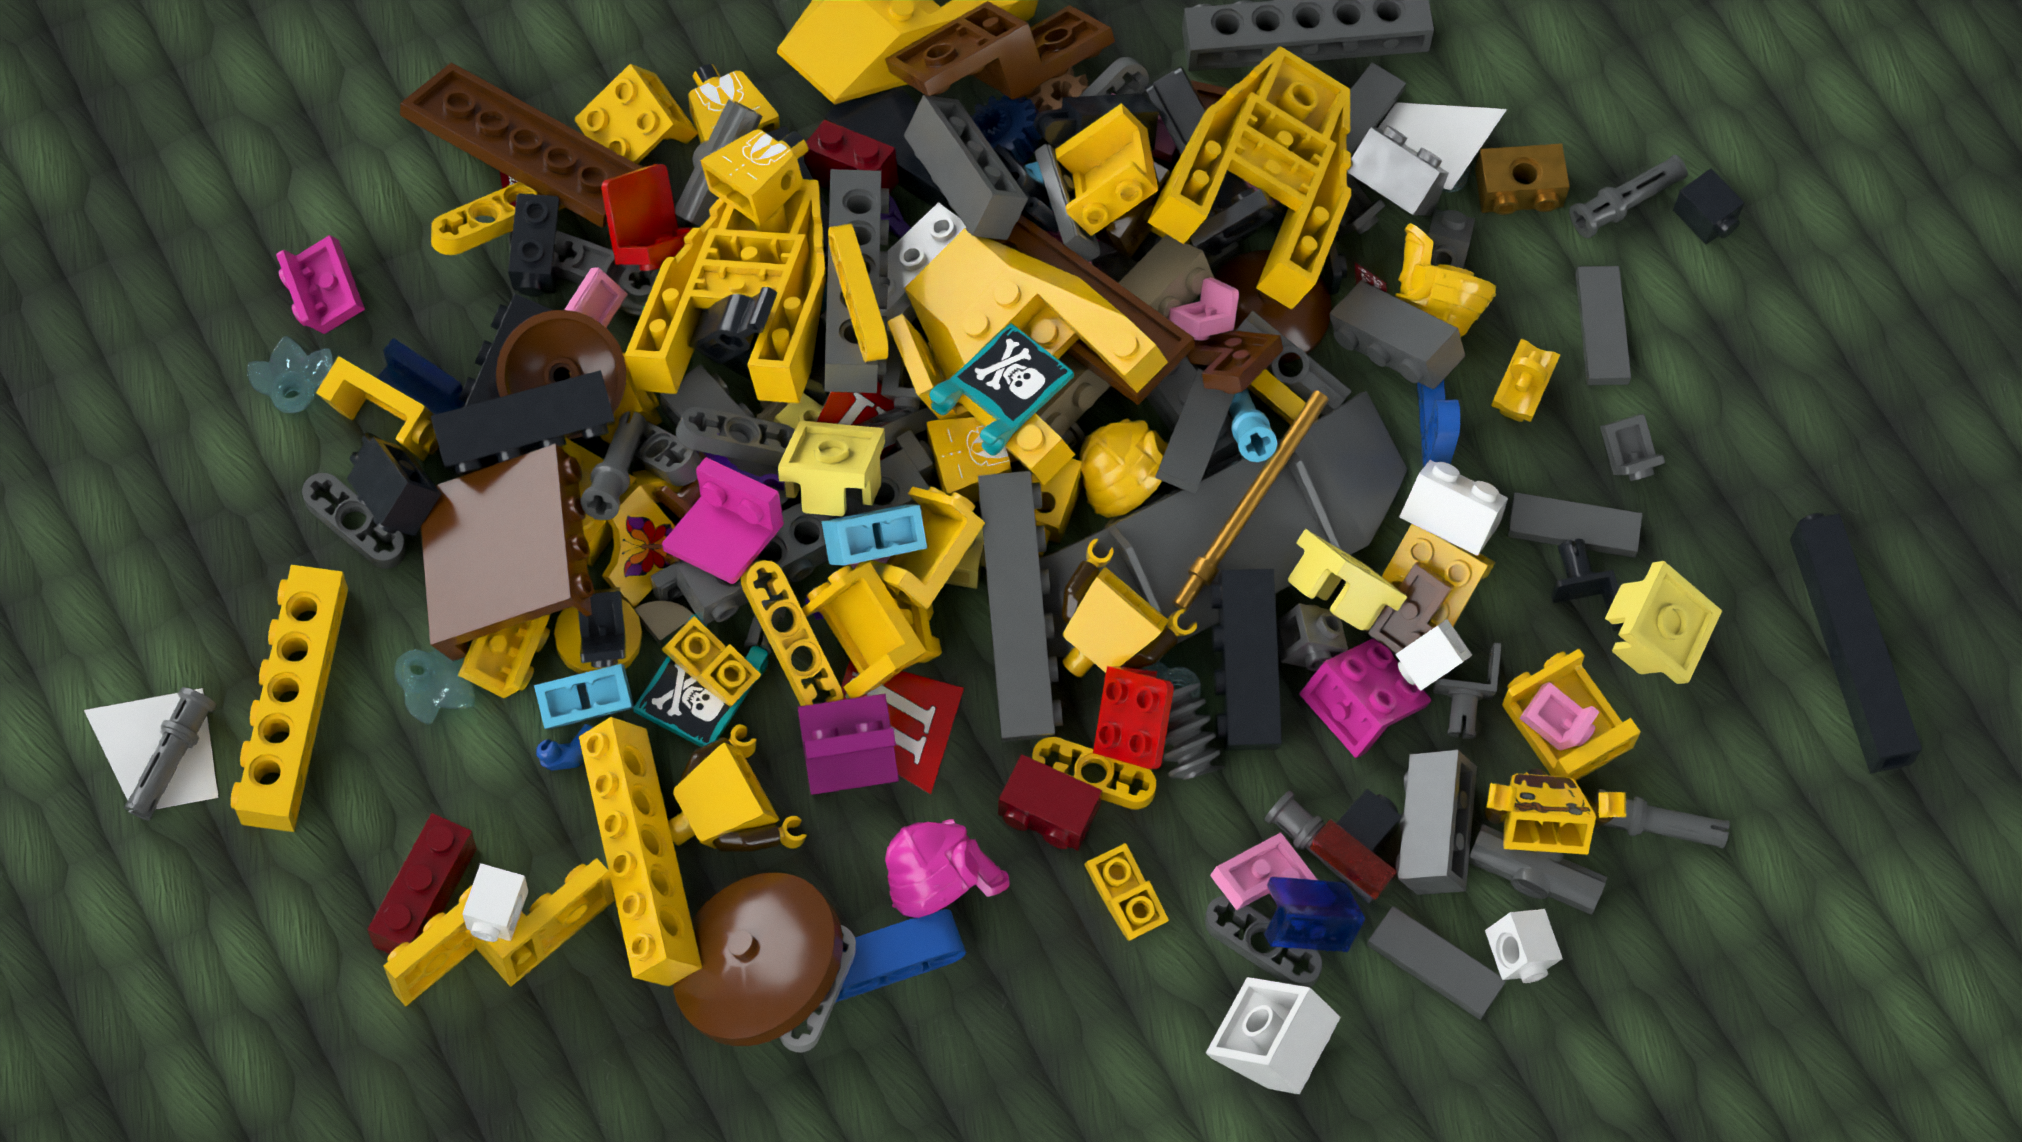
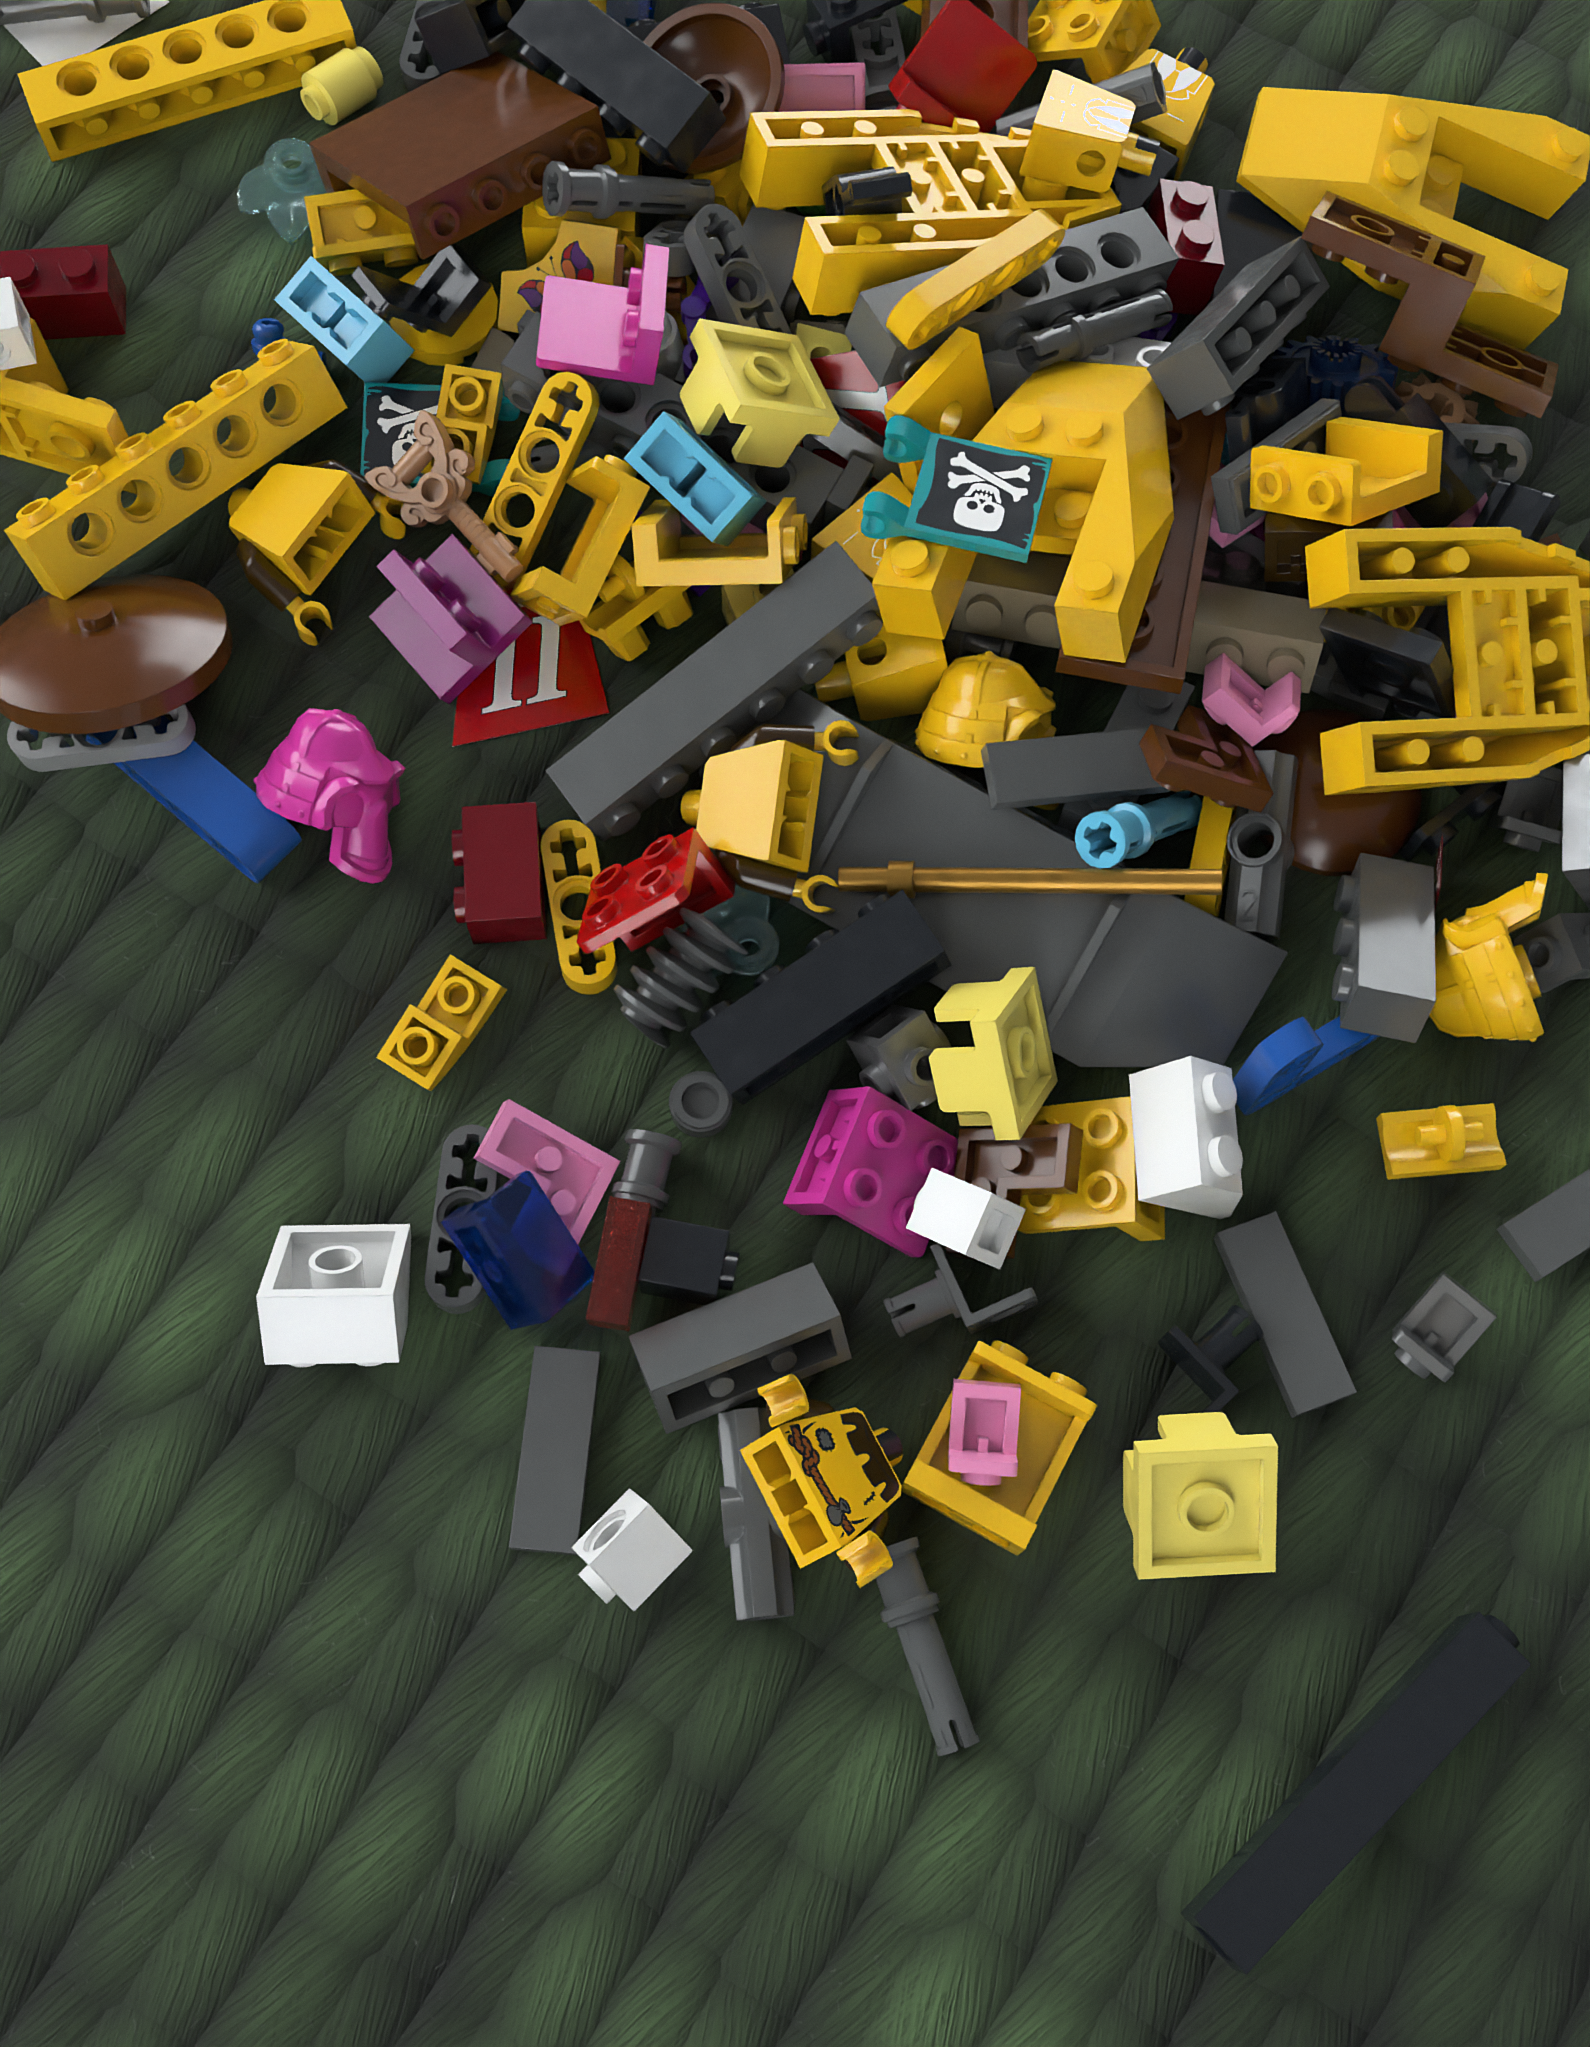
camera: 60 degrees right, 5 degrees up
(368, 606) = (341, 85): none -> light yellow brick
(766, 697) = (443, 494): none -> medium nougat piece
(905, 260) = (1076, 336): none -> dark grey pin
(1265, 771) = (700, 1104): none -> dark grey tile

